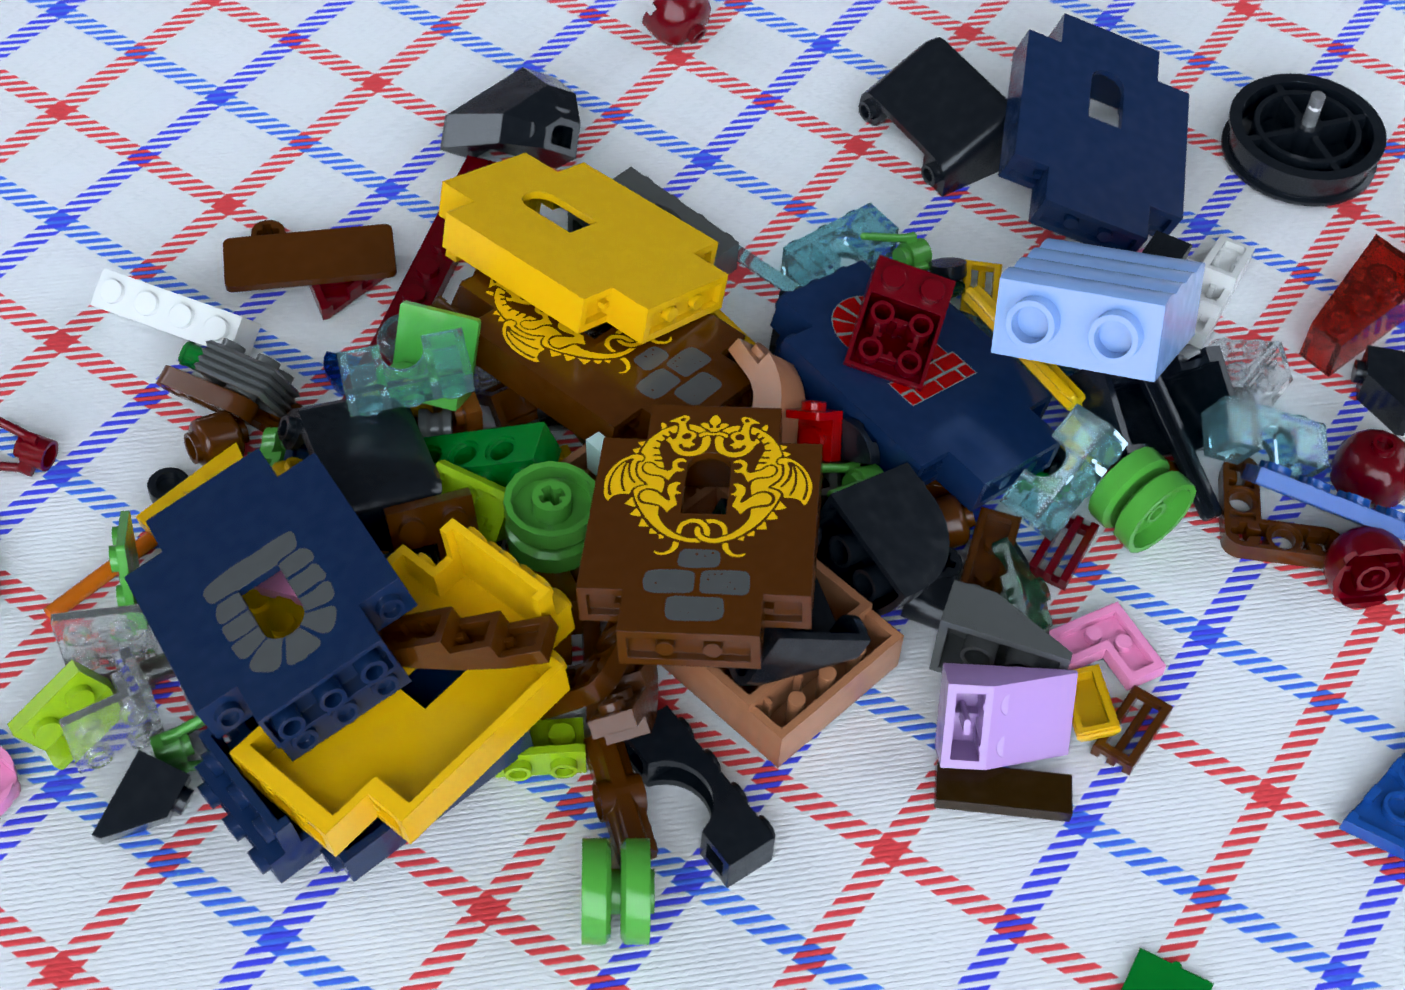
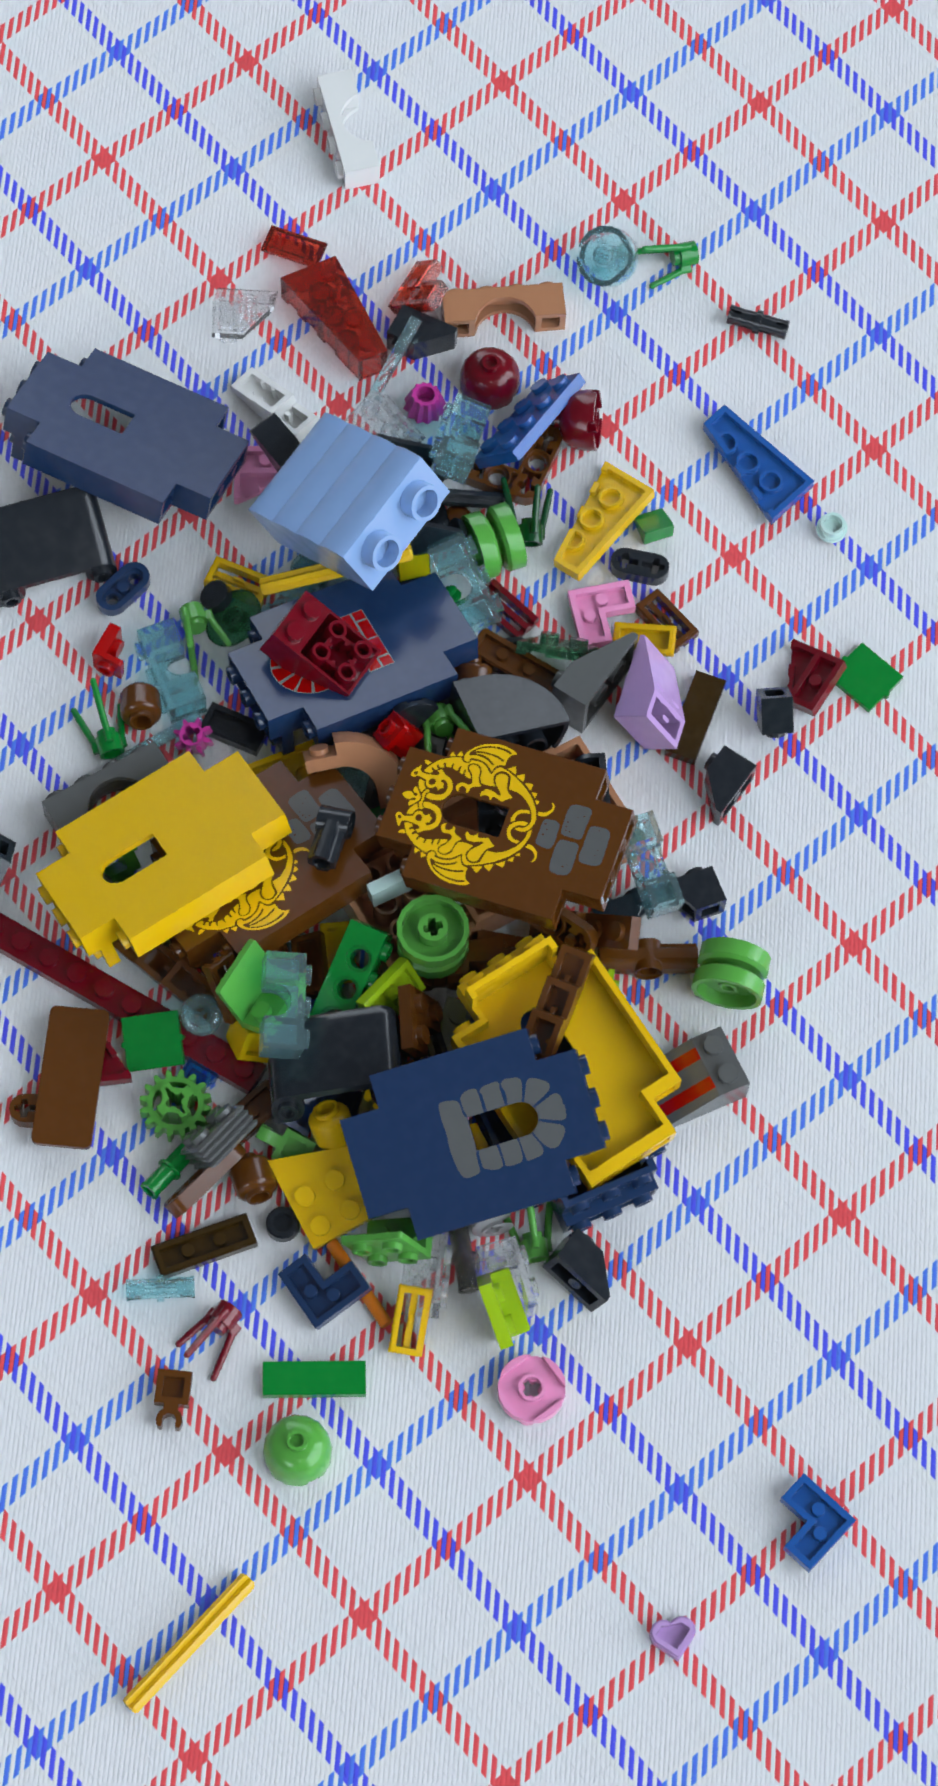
camera: 75 degrees left, 15 degrees up
(43, 640) = (415, 1291): none -> yellow tile
(70, 405) = (160, 1288): none -> clear light blue pin
(76, 536) = (322, 1298): none -> dark blue plate
(130, 422) = (204, 1246): none -> dark brown tile
(171, 311) = (91, 1217): white arch -> none
(298, 352) = (185, 1097): none -> bright green gear
(364, 319) = (153, 1041): none -> green piece
(454, 891) = (708, 1076): none -> dark grey slope
(659, 376) = (331, 828): none -> black piece
(734, 216) = (108, 741): none -> green plant
(762, 283) = (185, 741): none -> dark pink gear
(762, 721) = (655, 884): none -> clear light blue arch
(780, 228) = (140, 705): none -> reddish brown head
(840, 194) = (107, 652): none -> red bracket
(913, 841) = (726, 780): none -> black slope
(923, 195) = (120, 589): none -> dark blue plate
(1045, 876) = (774, 711): none -> black brick
(1122, 921) = (812, 676): none -> dark red wing
(1183, 545) = (531, 528): none -> dark green plant
(1204, 681) = (639, 566): none -> black beam
(1253, 630) = (606, 514): none -> yellow wing
(1262, 687) = (654, 526): none -> green slope
(1303, 139) = (147, 283): black wheel -> none
(1303, 401) = (424, 403): none -> dark pink piece
(1314, 219) = (239, 312): none -> clear slope
(1344, 361) = (396, 354): none -> clear light blue bar
(1374, 905) = (831, 527): none -> light aqua plate

